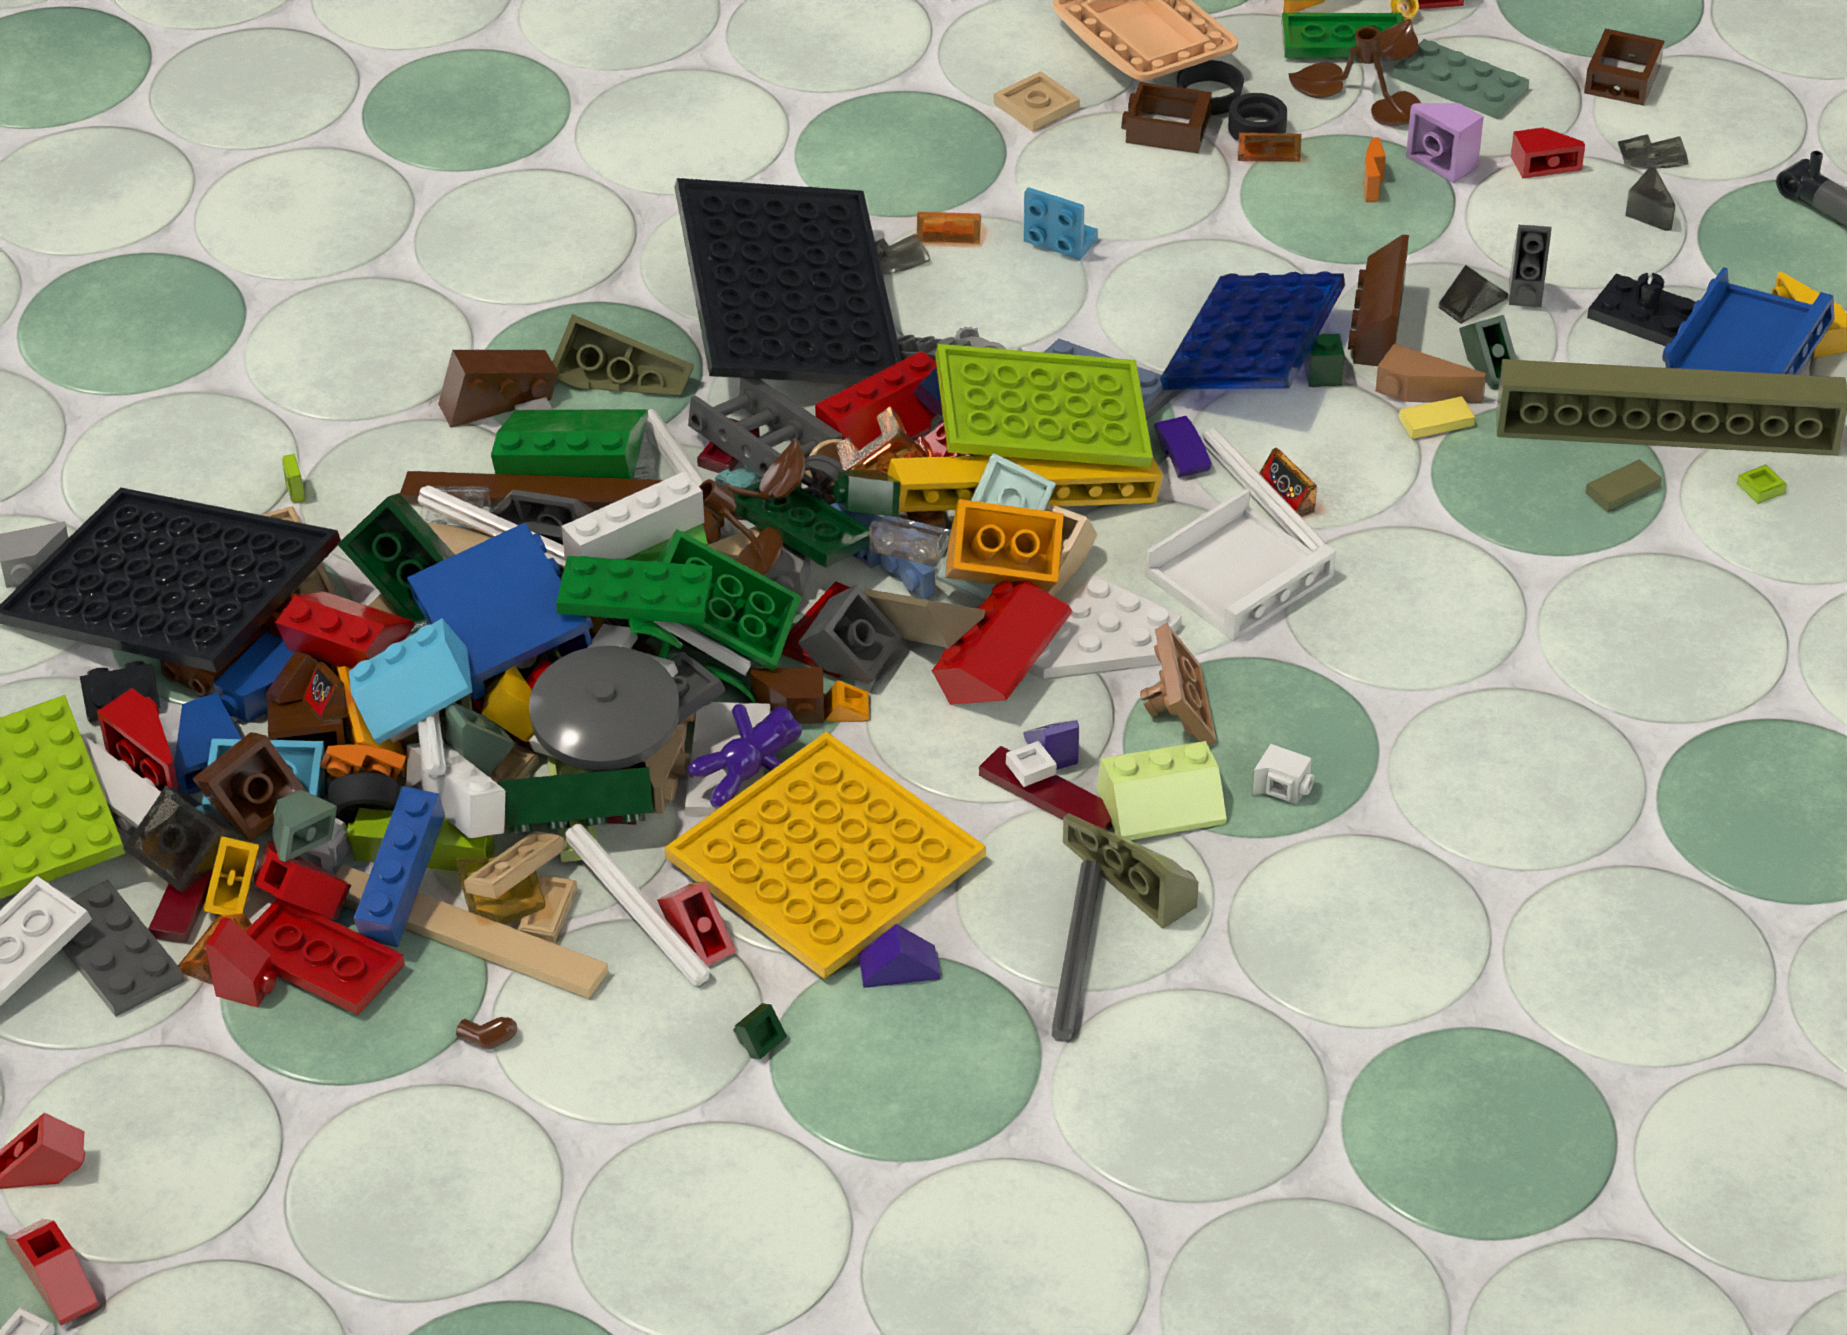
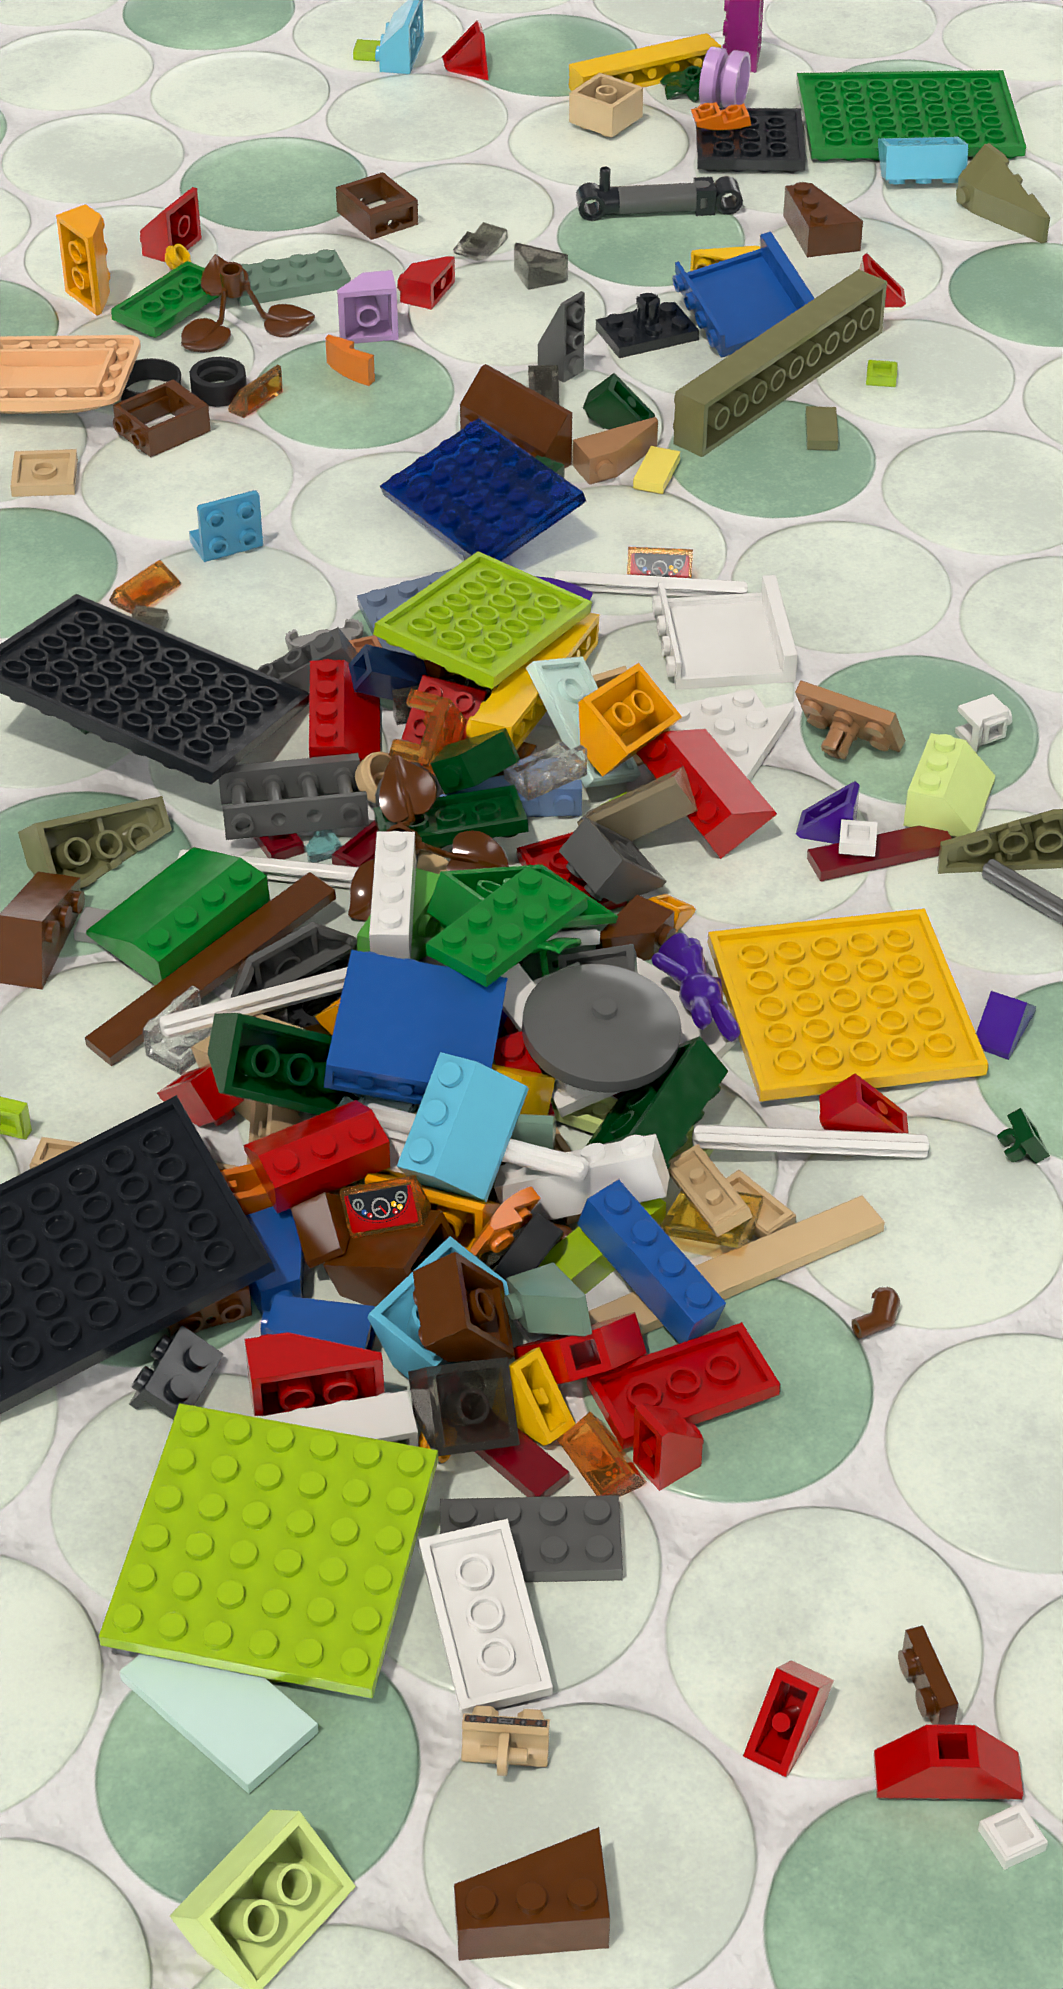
camera: 55 degrees left, 0 degrees up
(127, 1219) = (933, 1690): none -> reddish brown plate

